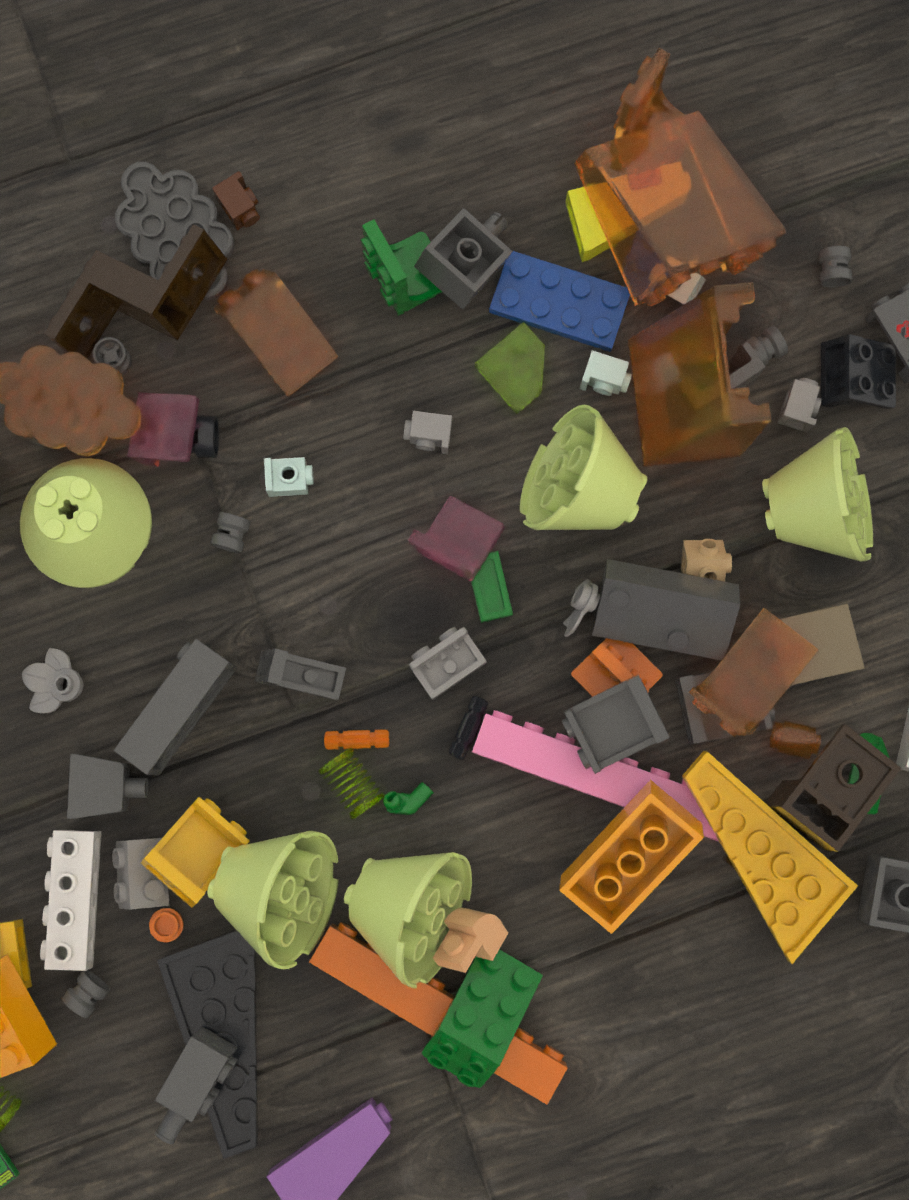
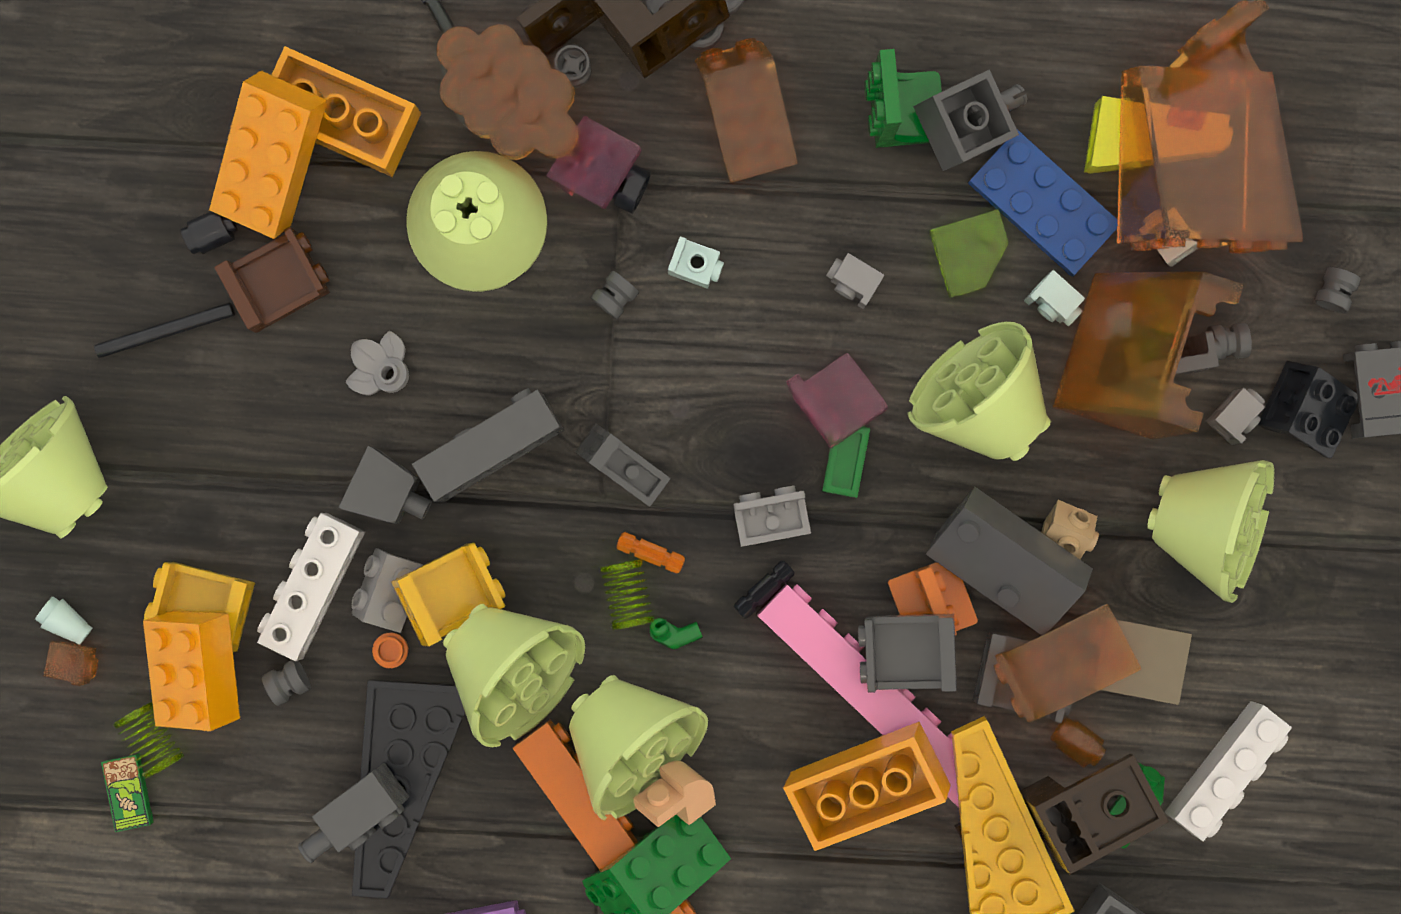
camera: 25 degrees right, 5 degrees up
(583, 600) = (933, 517): light grey plate -> none

